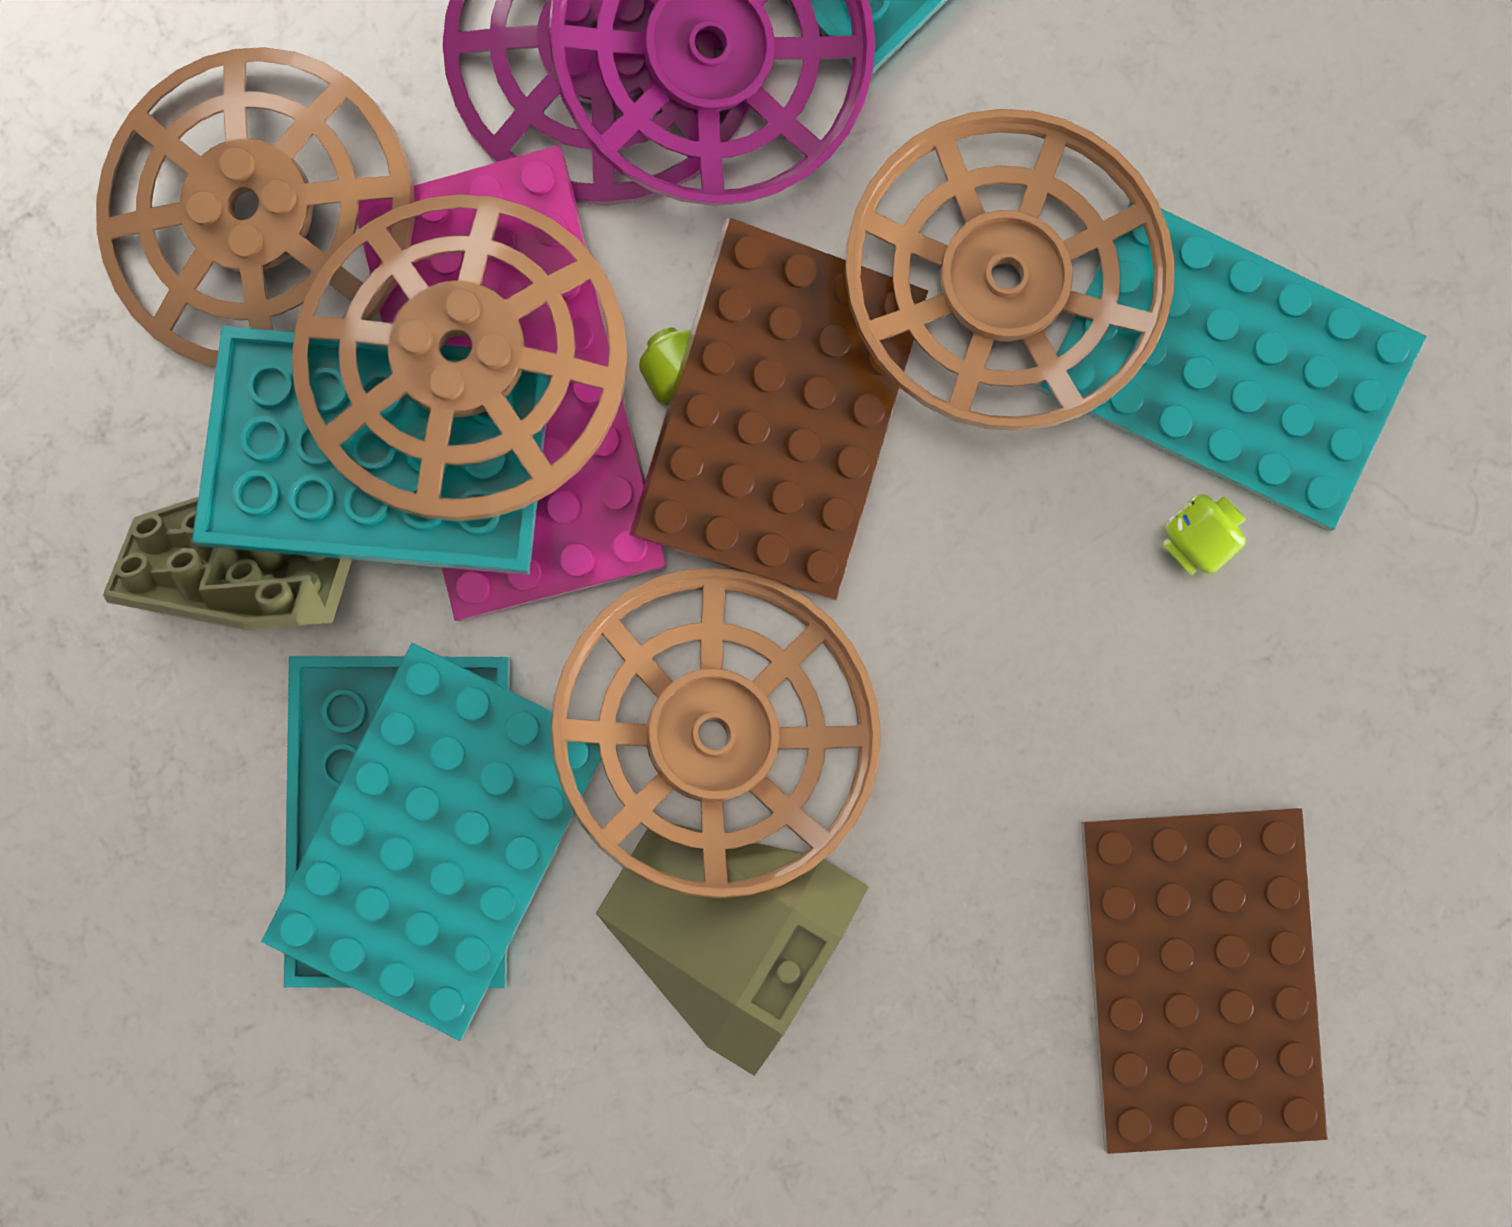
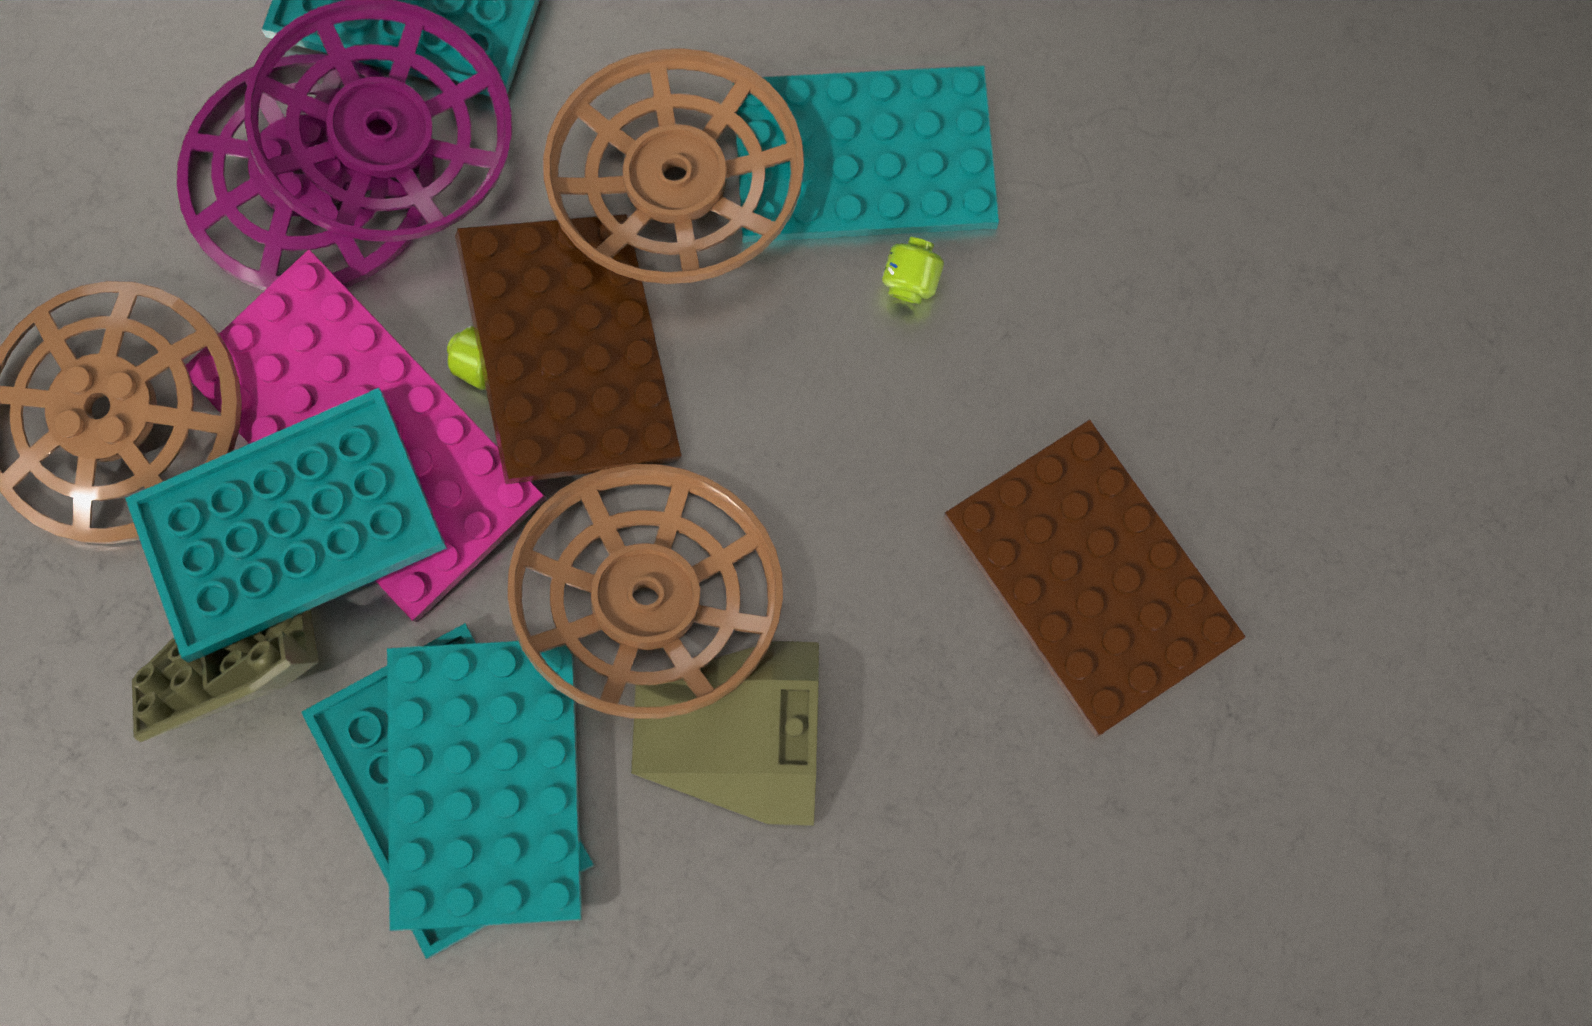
camera: 30 degrees left, 10 degrees down
(468, 385) = (326, 437): medium nougat dish -> none

